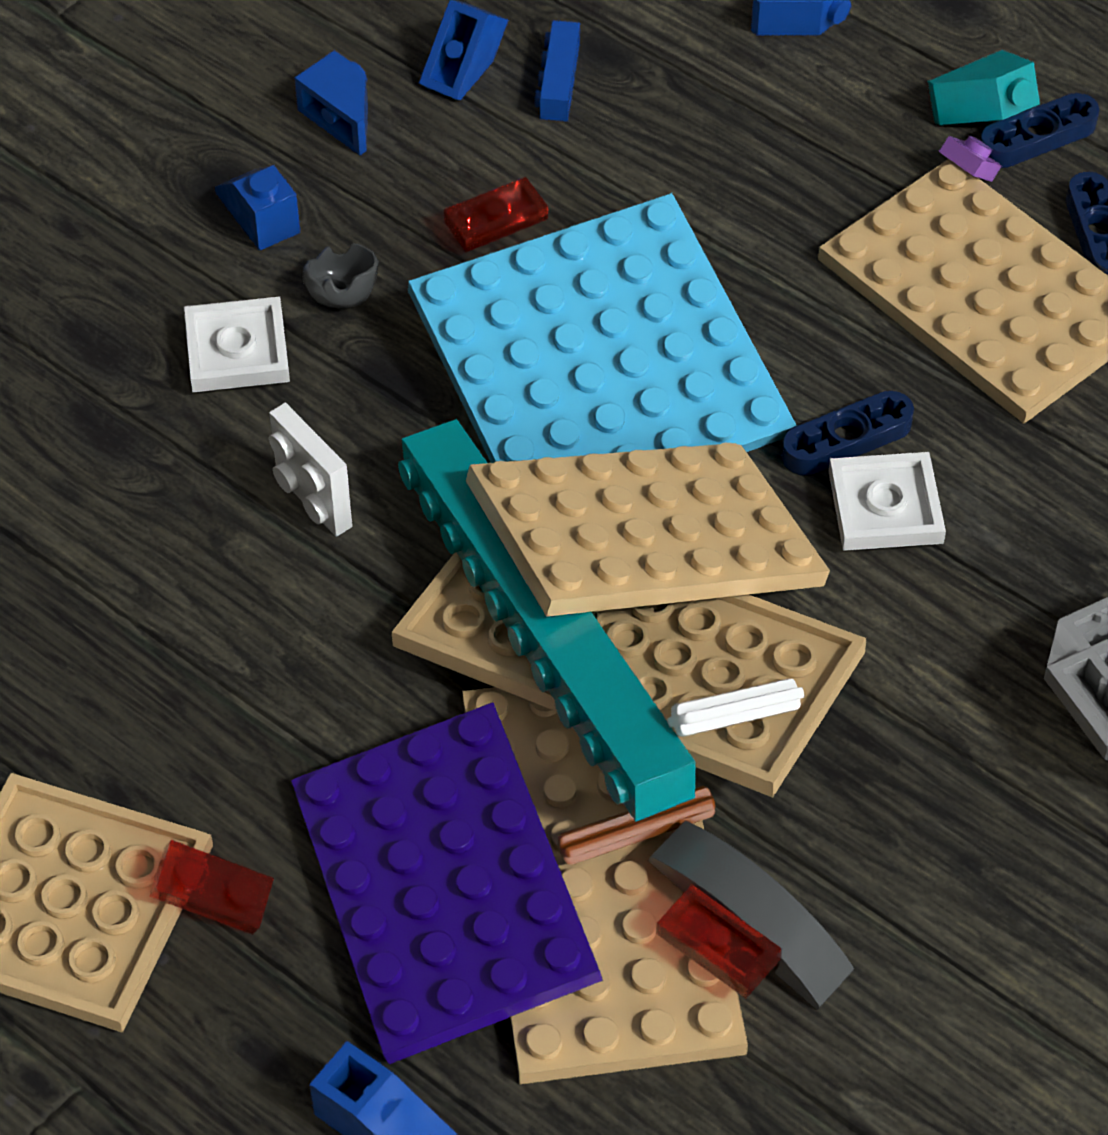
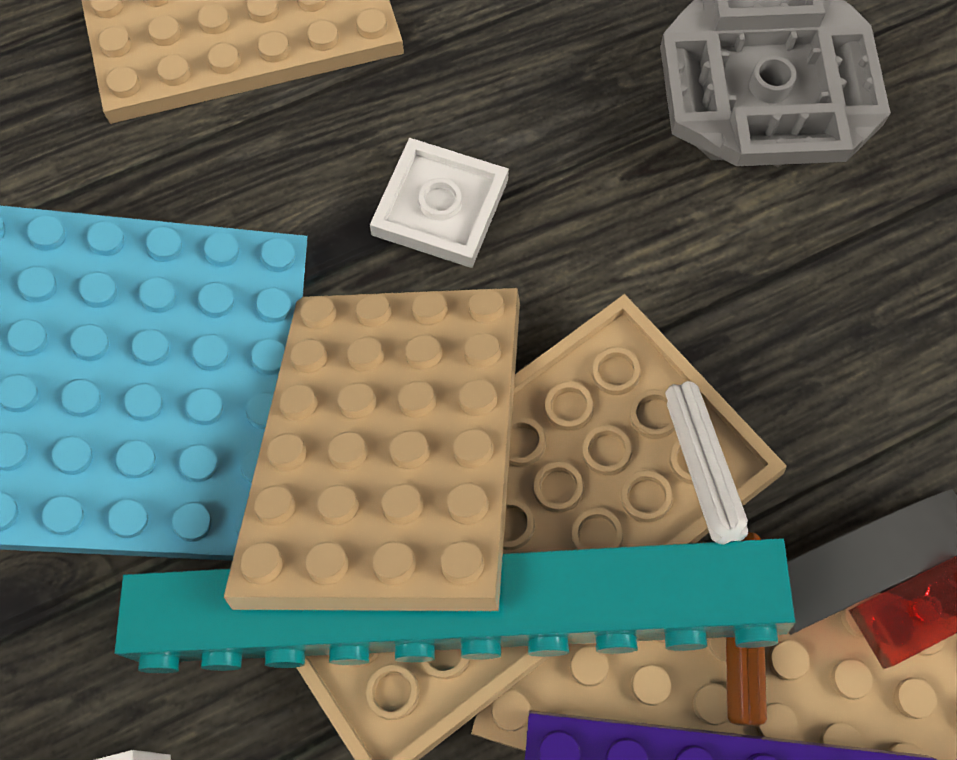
camera: 65 degrees left, 15 degrees up
(859, 415) = (348, 215): dark blue beam -> none

